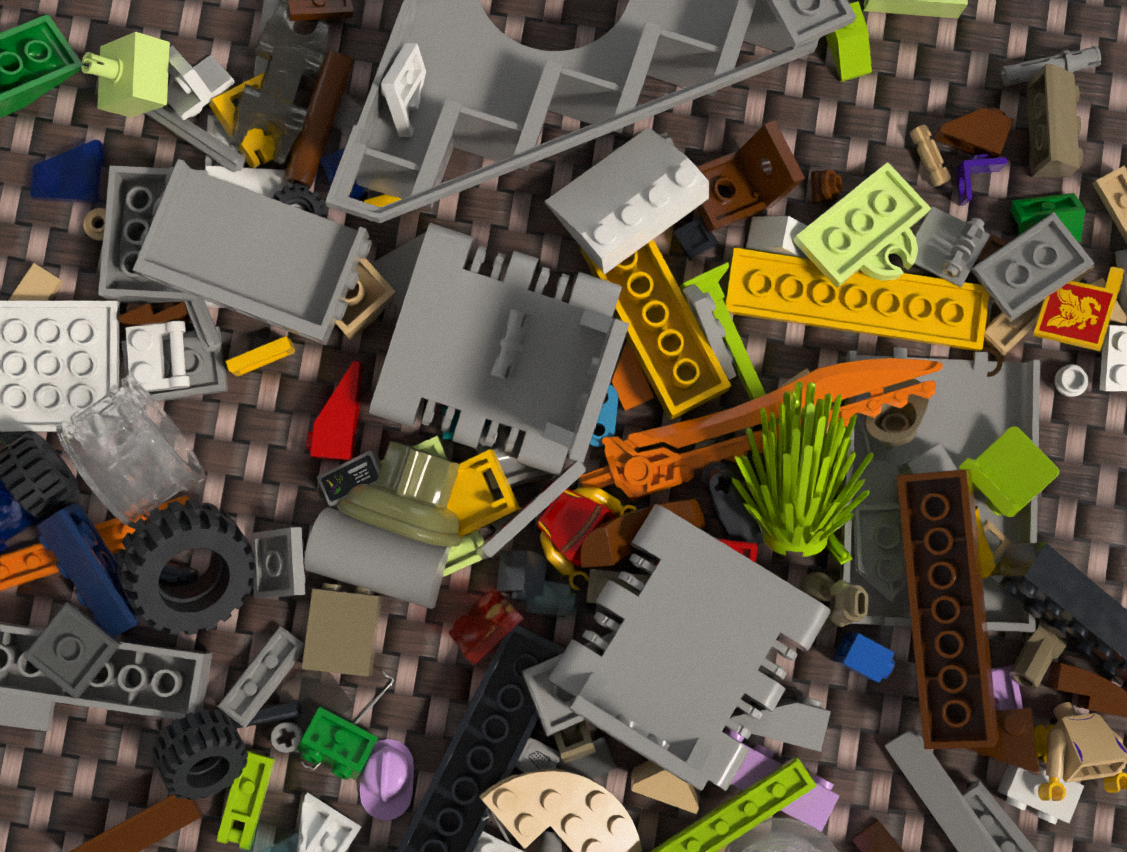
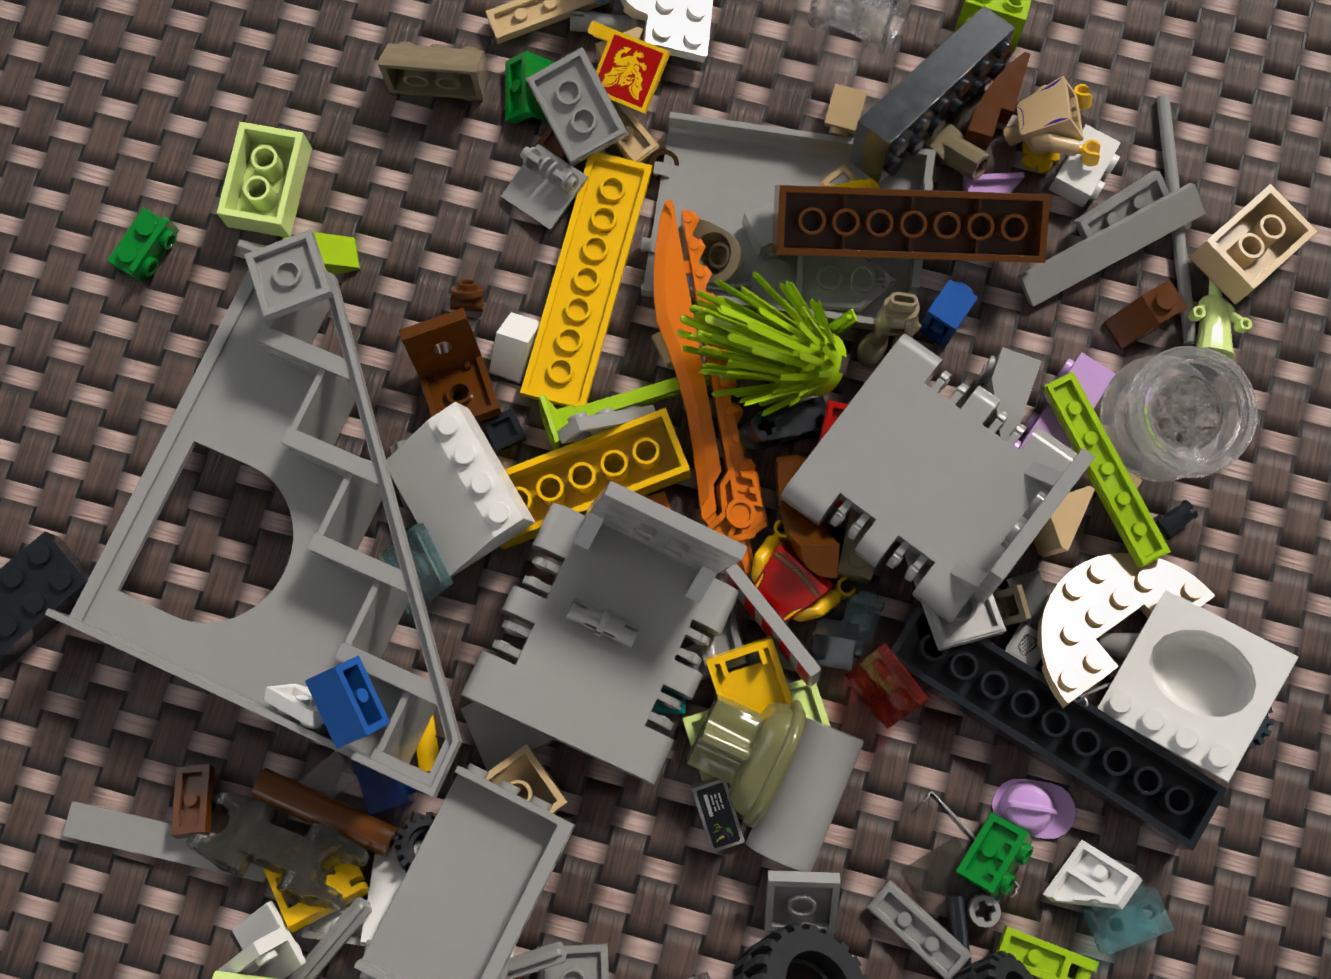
camera: 80 degrees left, 5 degrees down
(260, 356) = (576, 902): yellow tile -> none
(337, 424) = (660, 825): red slope -> none
(342, 630) = (878, 839): dark tan brick -> none
(405, 114) = (347, 702): none -> blue brick
(552, 174) = (427, 561): none -> clear light blue tile
(866, 229) = (519, 260): yellowish green plate -> none
(930, 155) = (449, 191): tan axle -> none
(976, 165) = (471, 160): dark purple bracket -> none
(977, 132) = (434, 141): reddish brown slope -> none
(1011, 472) = (778, 151): lime bracket -> none
(1015, 742) = (1039, 178): reddish brown wing -> none
(1064, 534) = (844, 110): none -> tan slope
(1066, 60) = (371, 51): light grey pin -> none
(1071, 380) = (691, 88): white plate -> none

